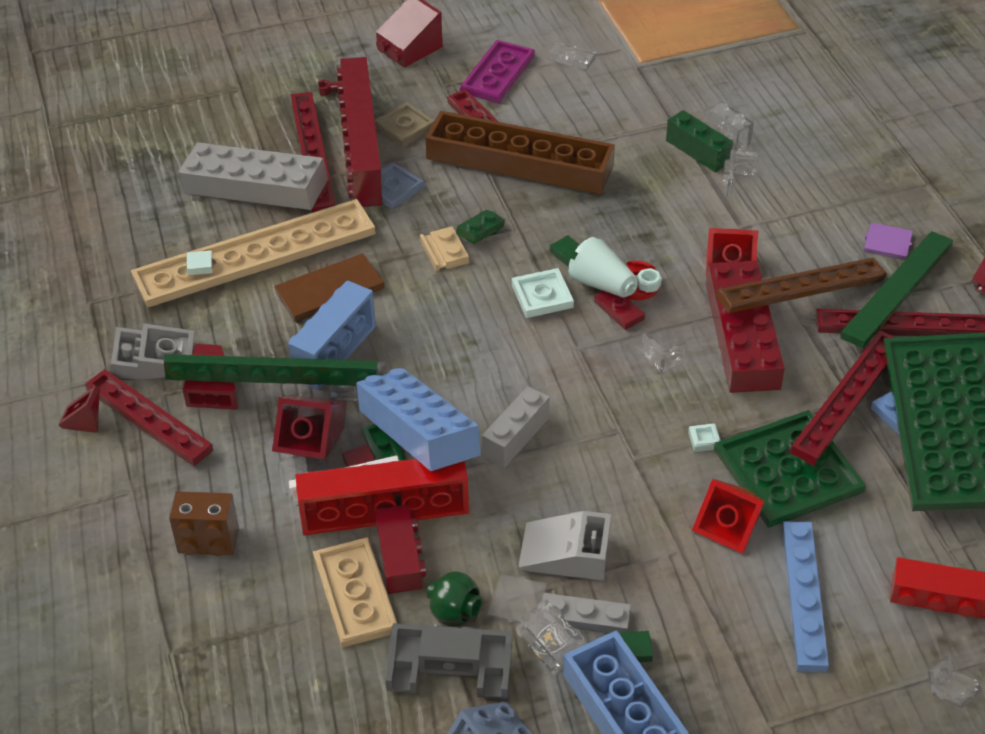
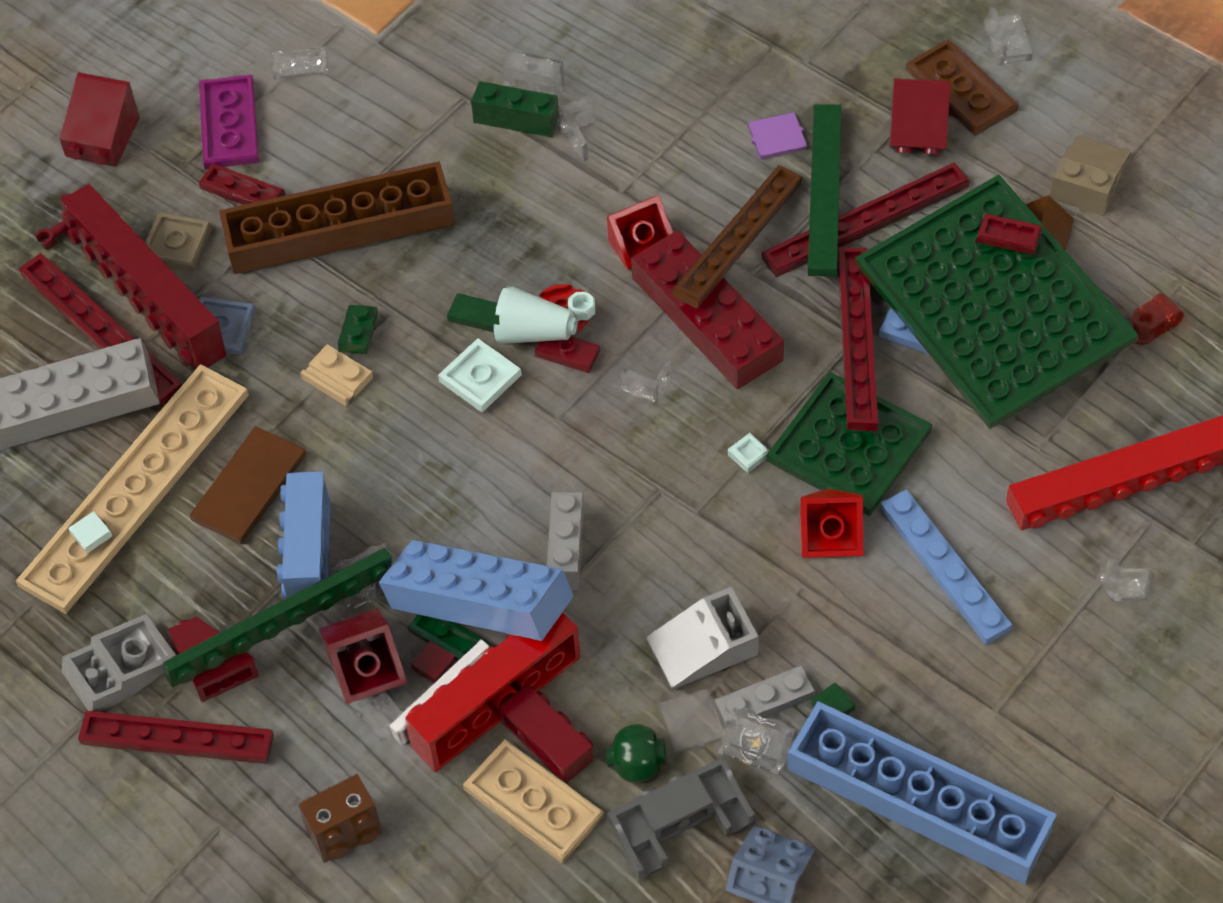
camera: 30 degrees left, 10 degrees up
(82, 412) = (101, 771): dark red slope -> none

